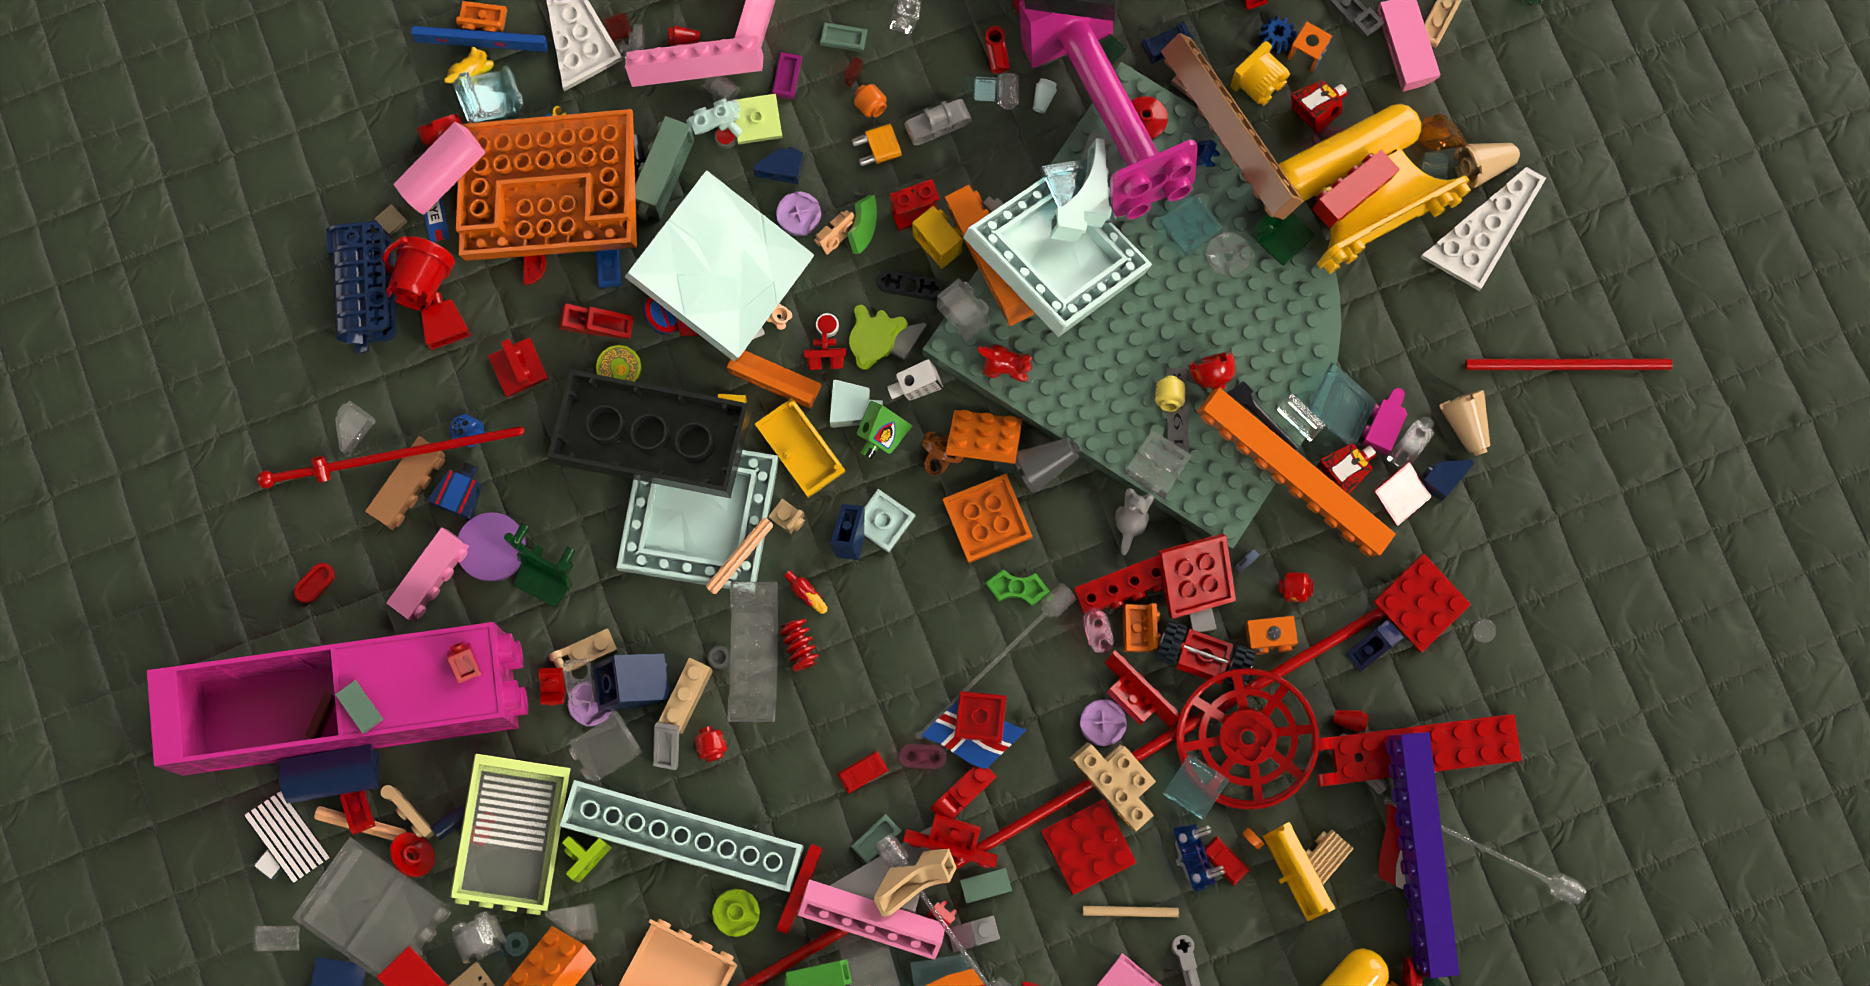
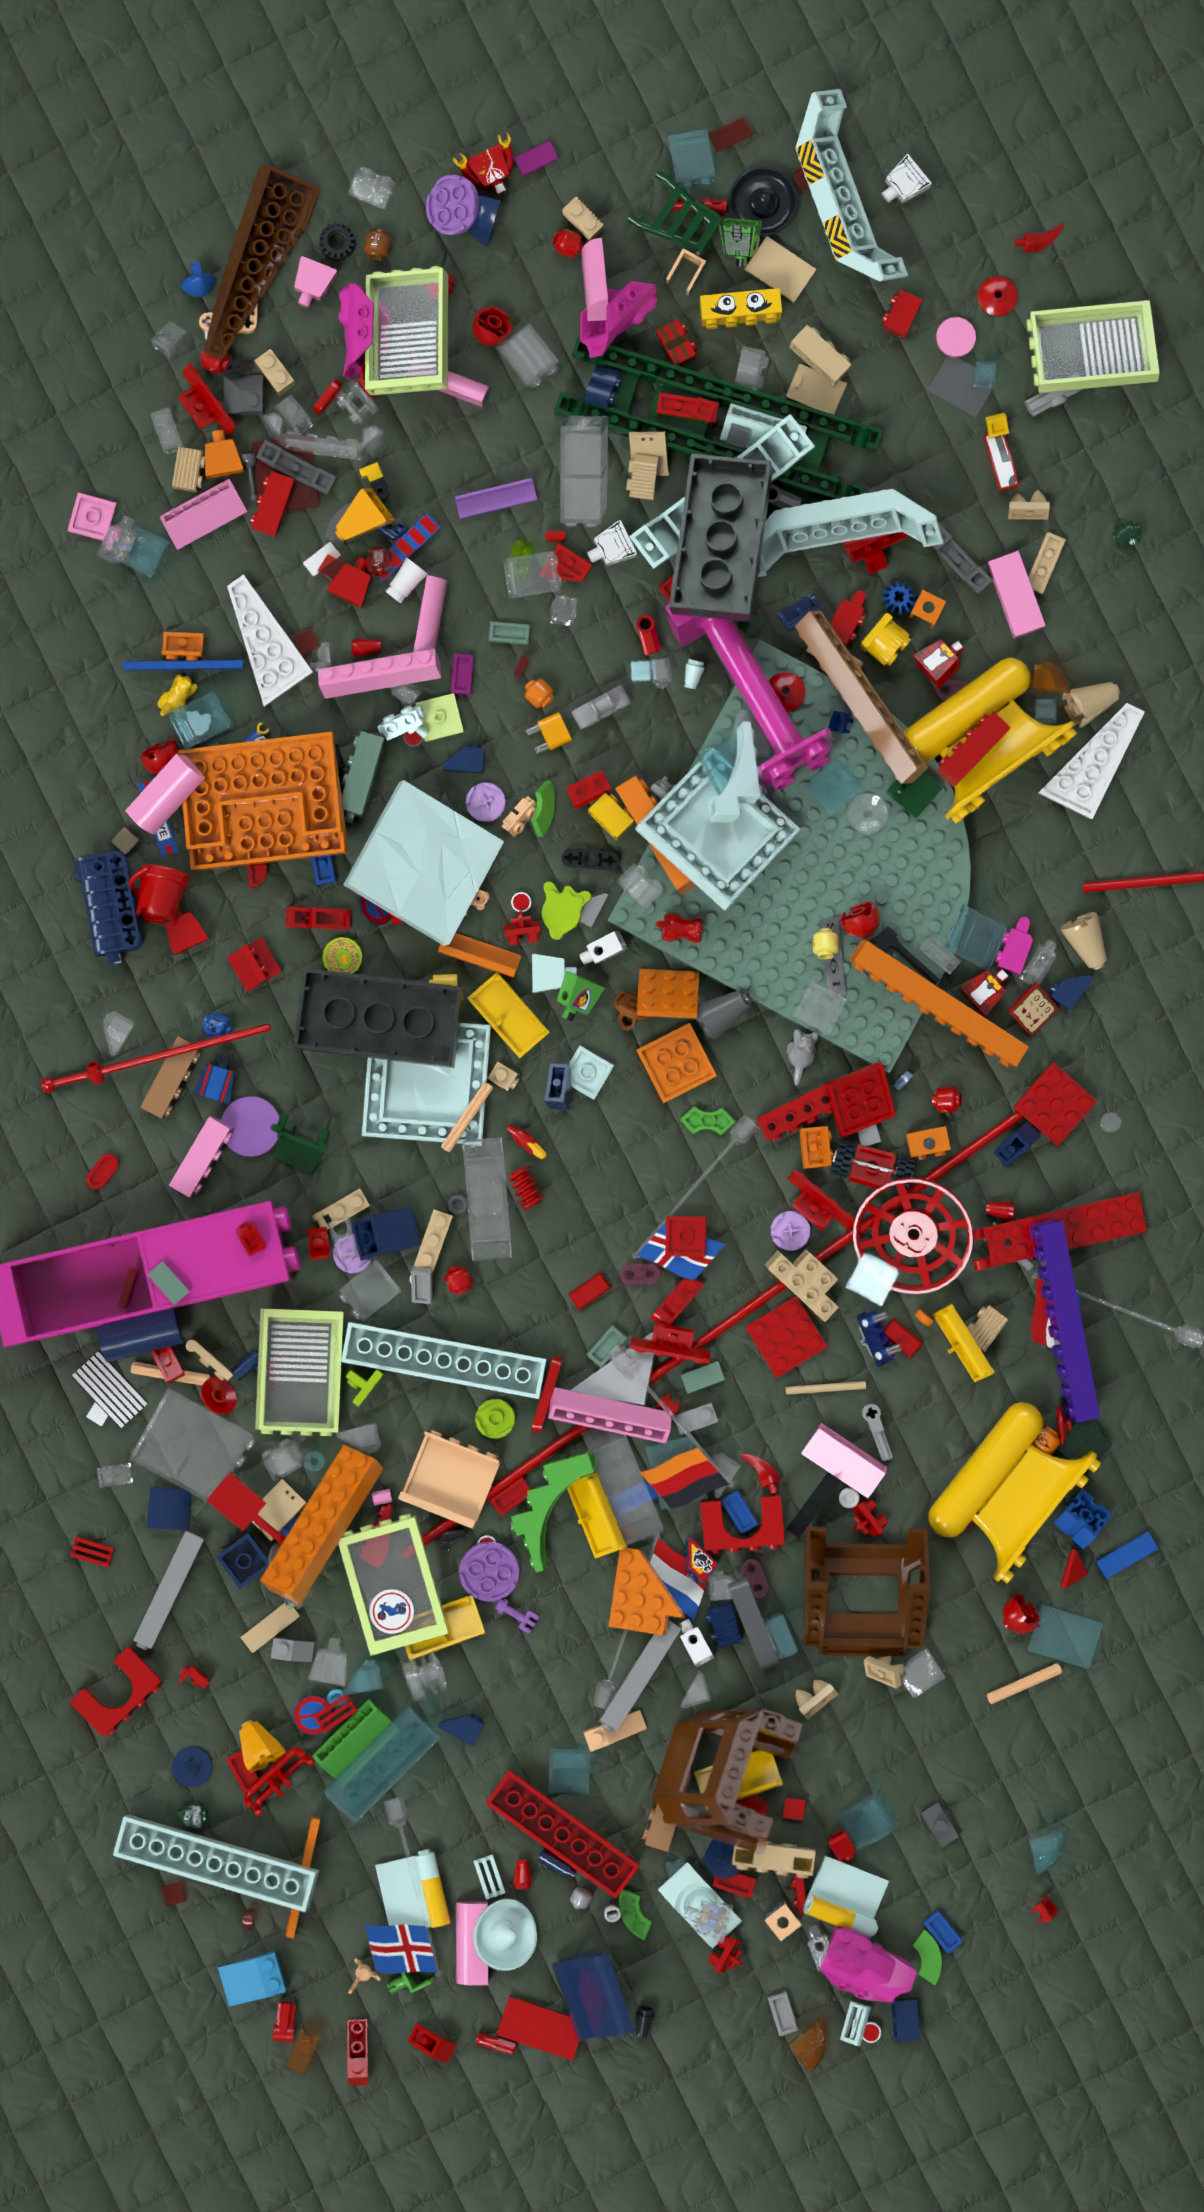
camera: 10 degrees left, 10 degrees up
(907, 881) = (635, 1383): tan arch -> none
(1098, 632) = (780, 1154): clear pink plate -> none
(1222, 48) = (848, 616): none -> red hinge

